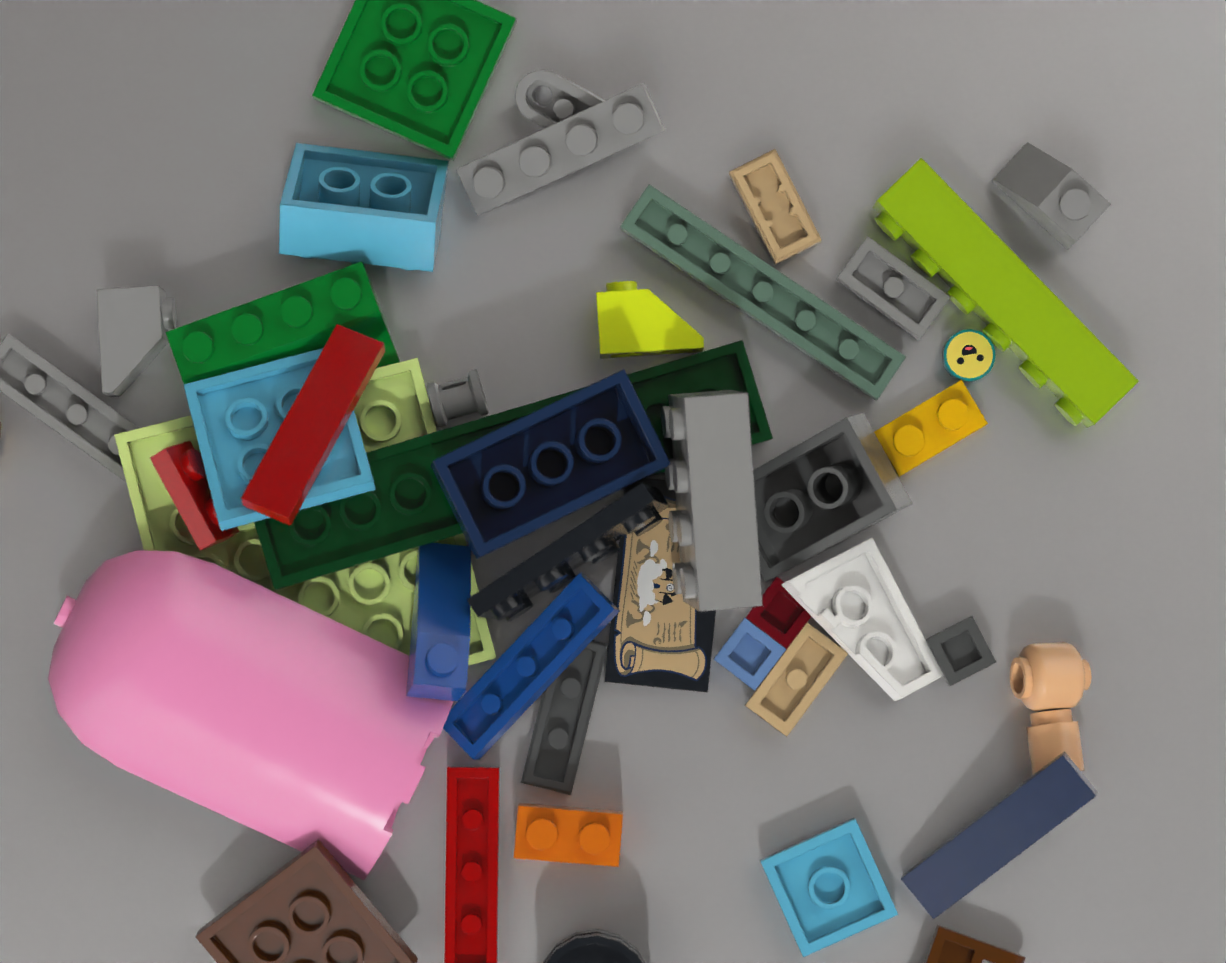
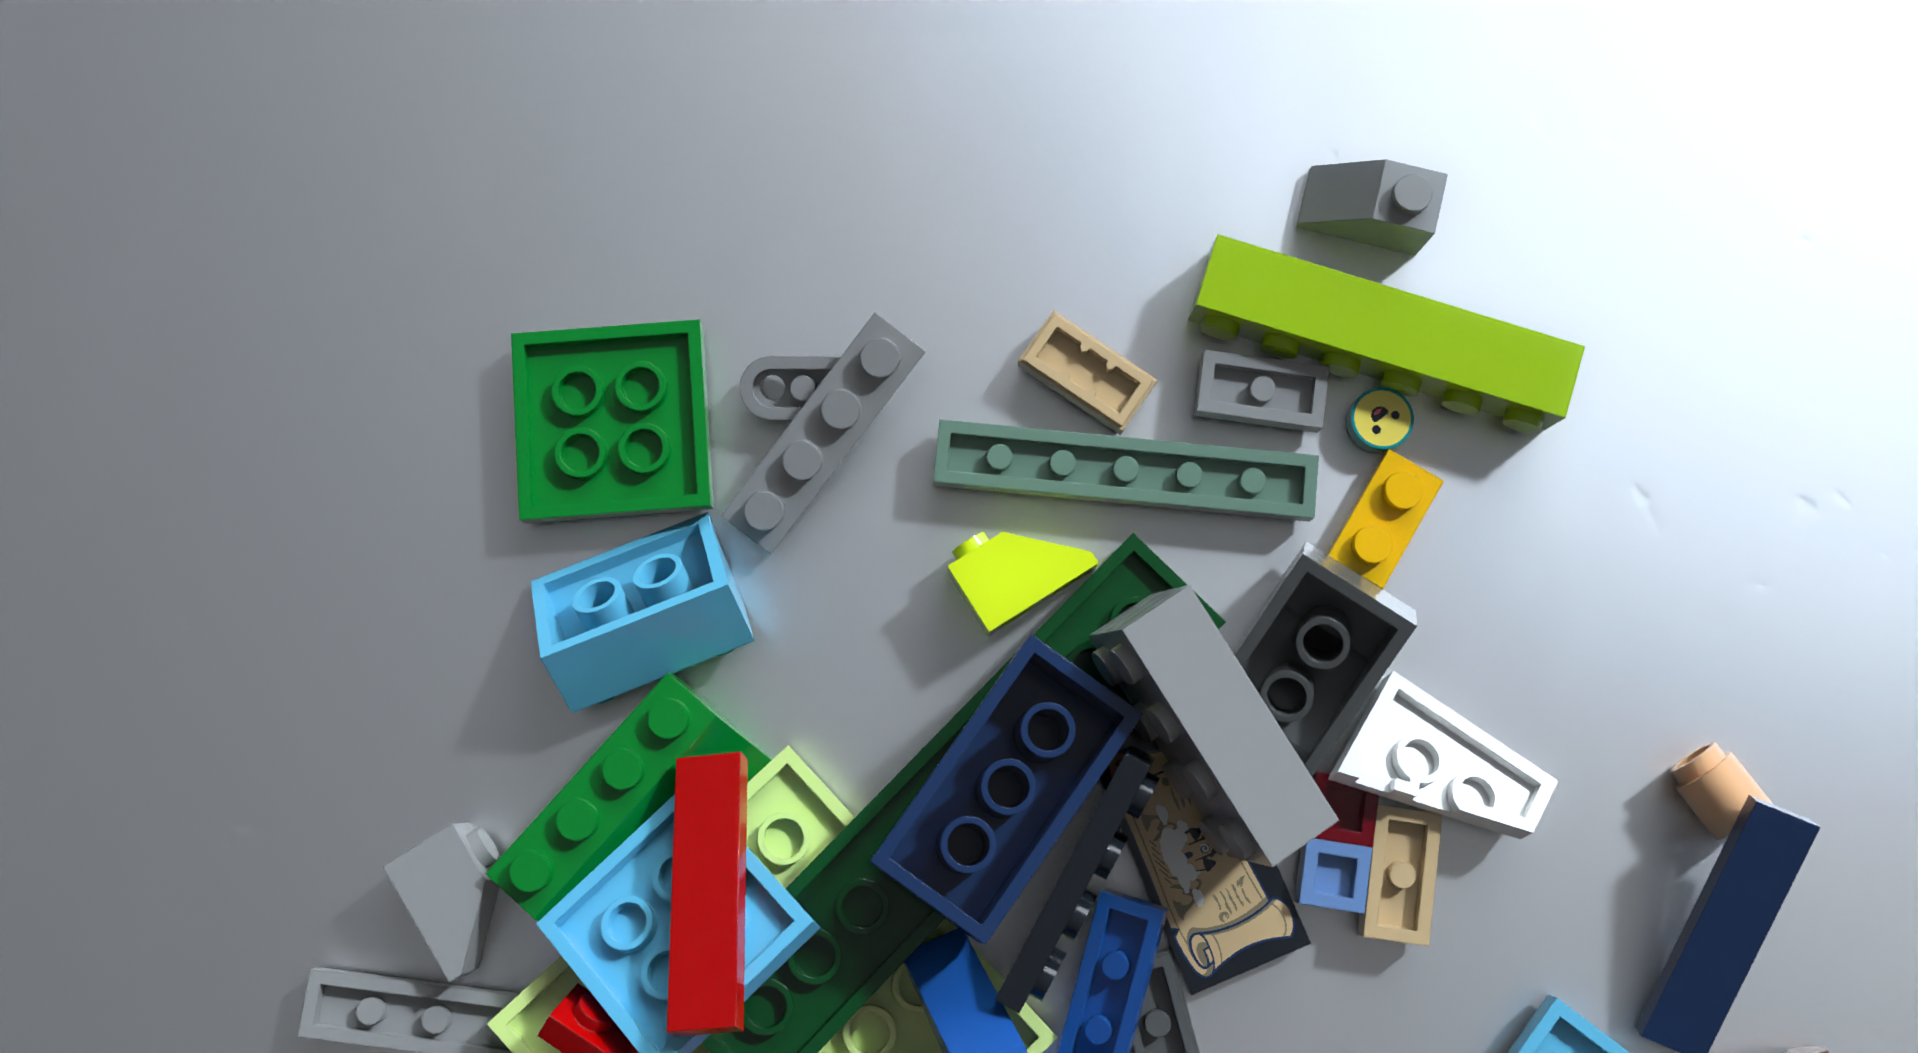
camera: 30 degrees left, 5 degrees down
(457, 398) = (856, 766): light grey bush -> none
(960, 651) = (1559, 743): dark grey plate -> none
(1049, 676) = (1672, 718): light nougat head -> none

